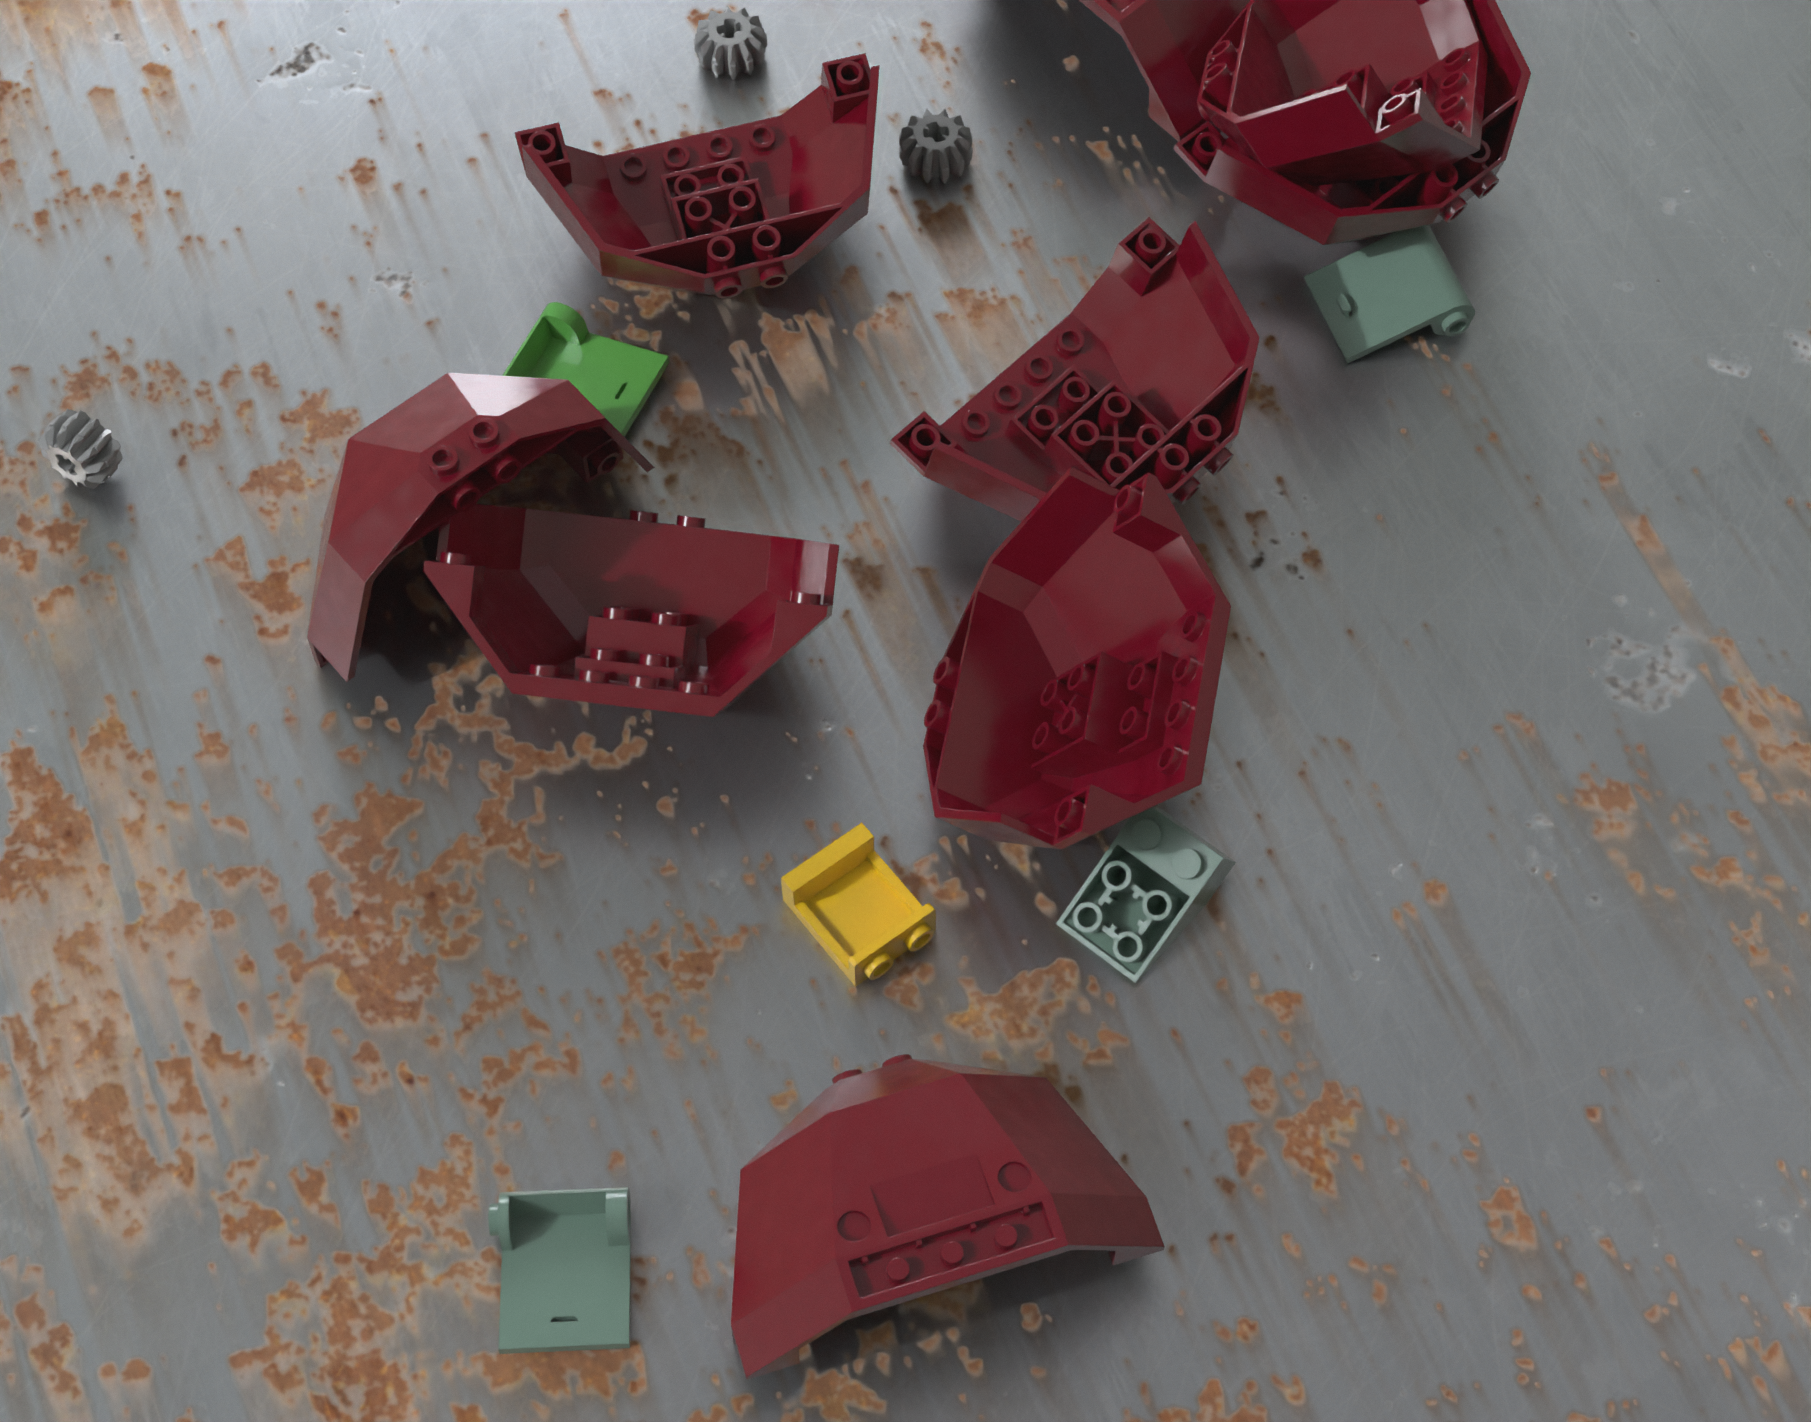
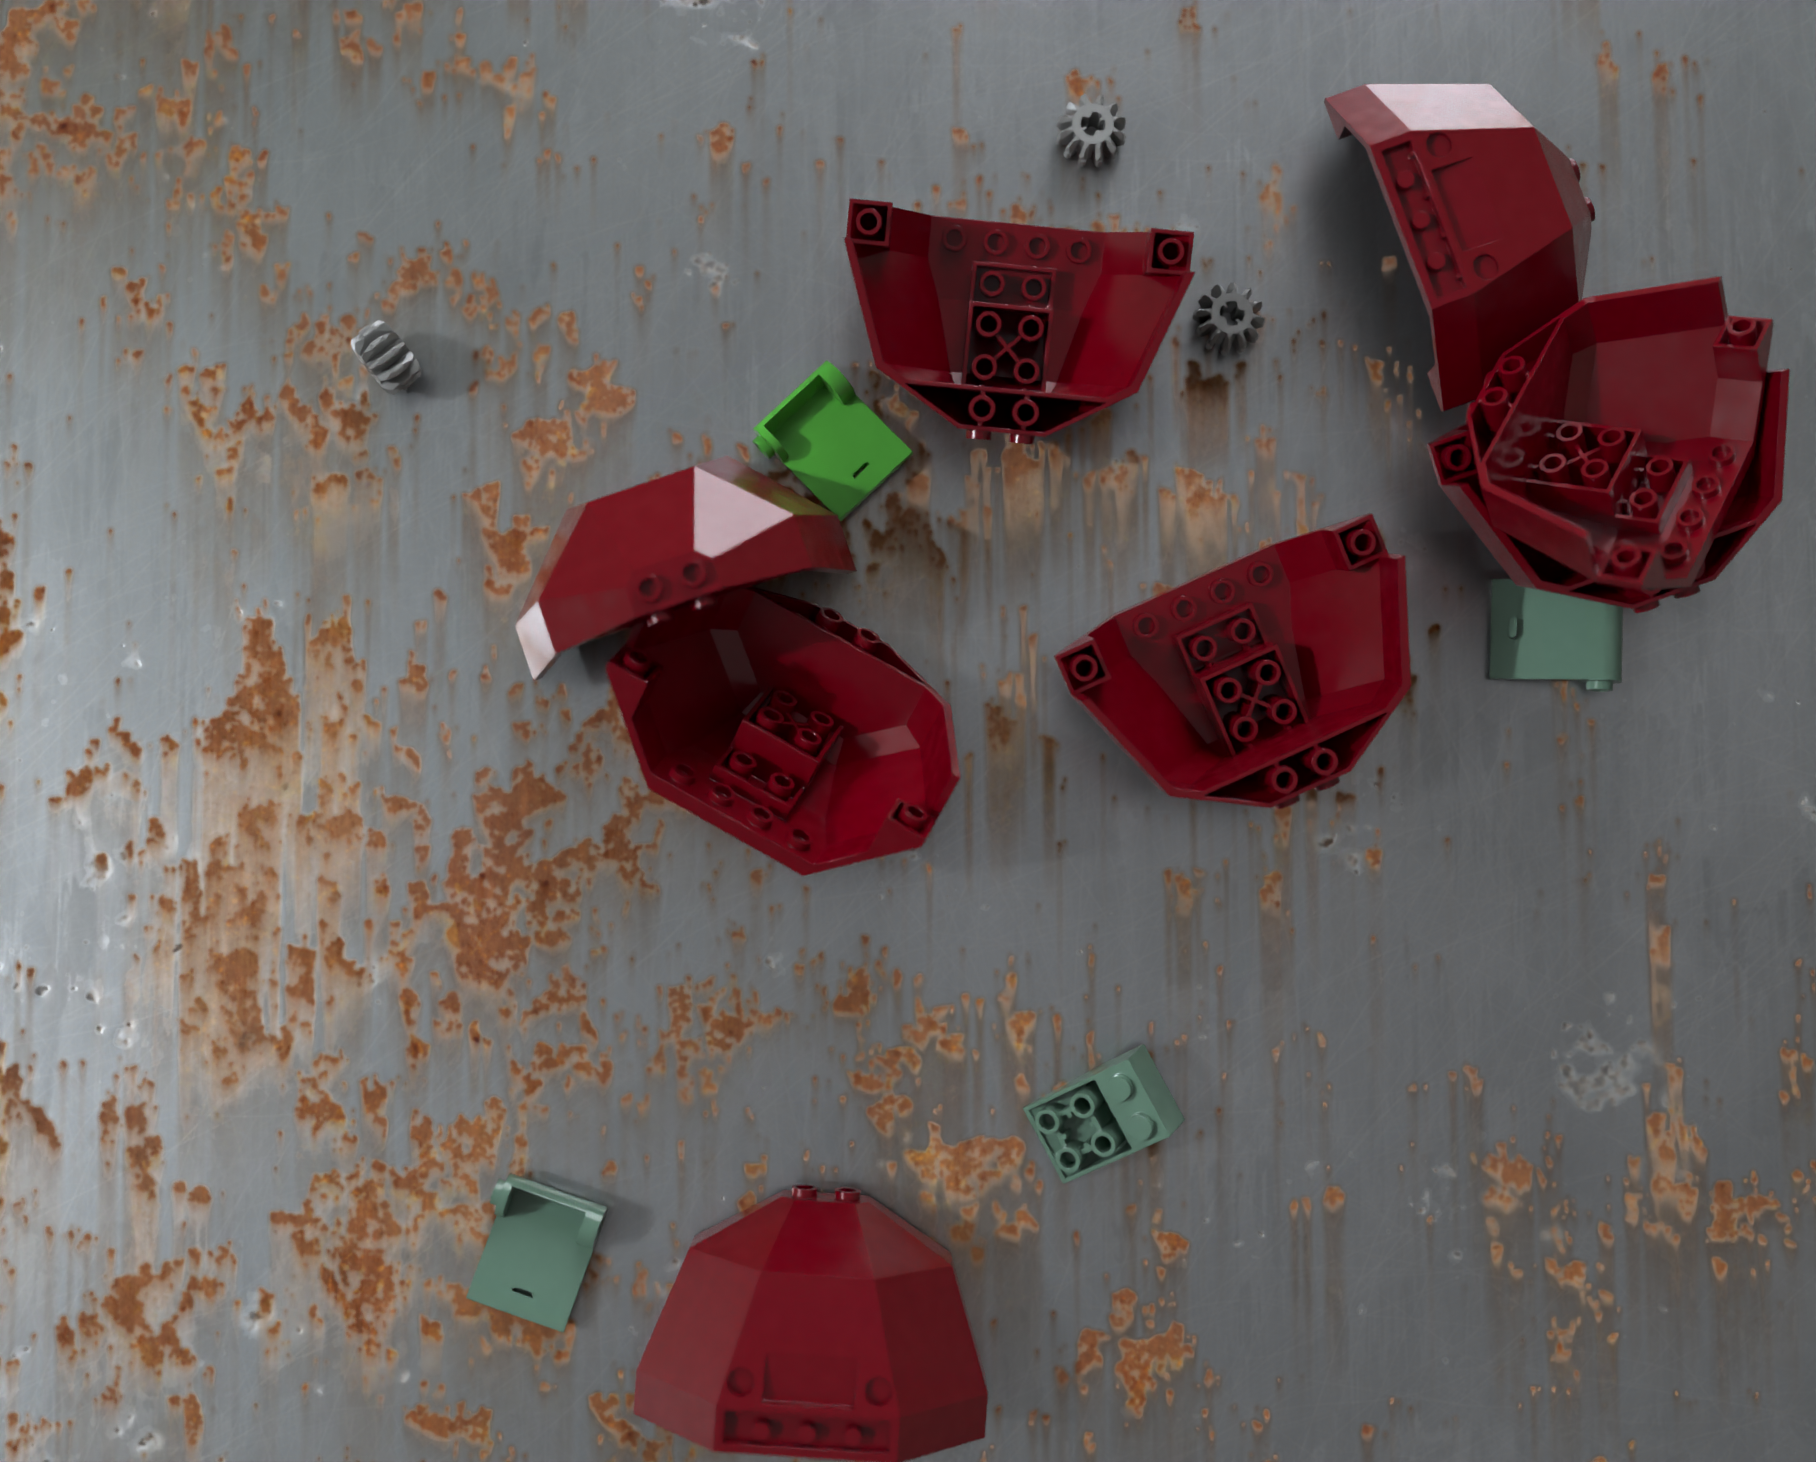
camera: 15 degrees right, 25 degrees up
(857, 906) = (873, 1040): yellow panel -> none
(1078, 670) = (1112, 953): dark red piece -> none

